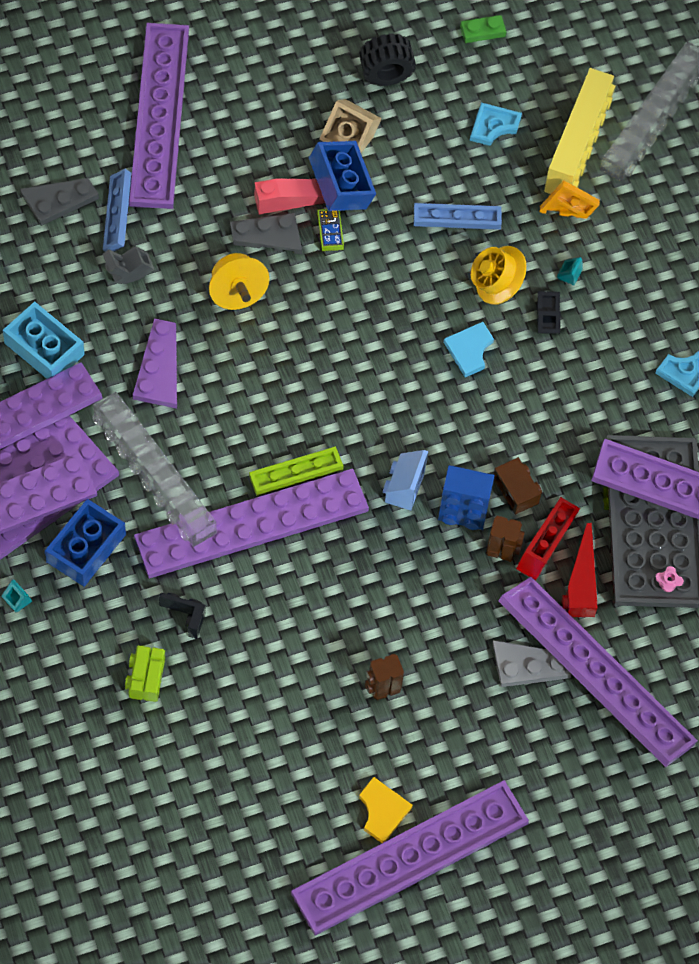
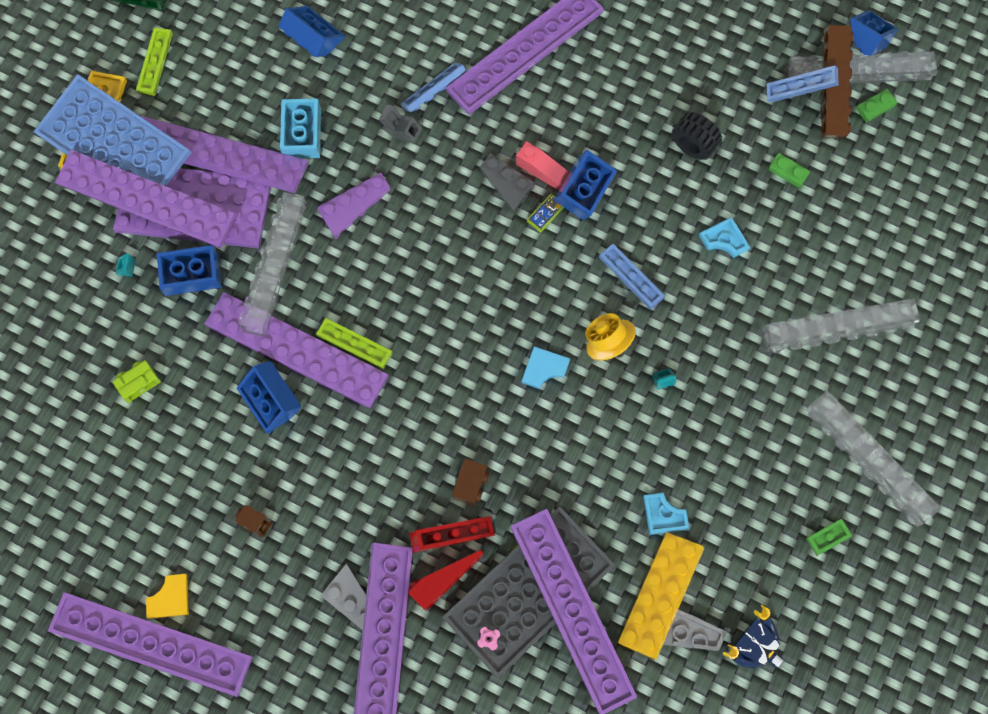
camera: 55 degrees right, 10 degrees up
(58, 199) = (411, 50): dark grey wing -> none
(194, 608) = (197, 376): black bracket -> none
(238, 281) = (446, 193): yellow piece -> none
(275, 578) = (268, 396): none -> blue slope
(350, 123) = (629, 158): tan slope -> none
(406, 479) = (407, 412): light blue slope -> none
(465, 497) = (420, 460): blue brick -> none
(505, 538) = (419, 508): reddish brown brick -> none
(548, 312) = (618, 392): black slope -> none
(570, 201) = (712, 334): light orange wing -> none
(581, 130) = (768, 295): light yellow brick -> none

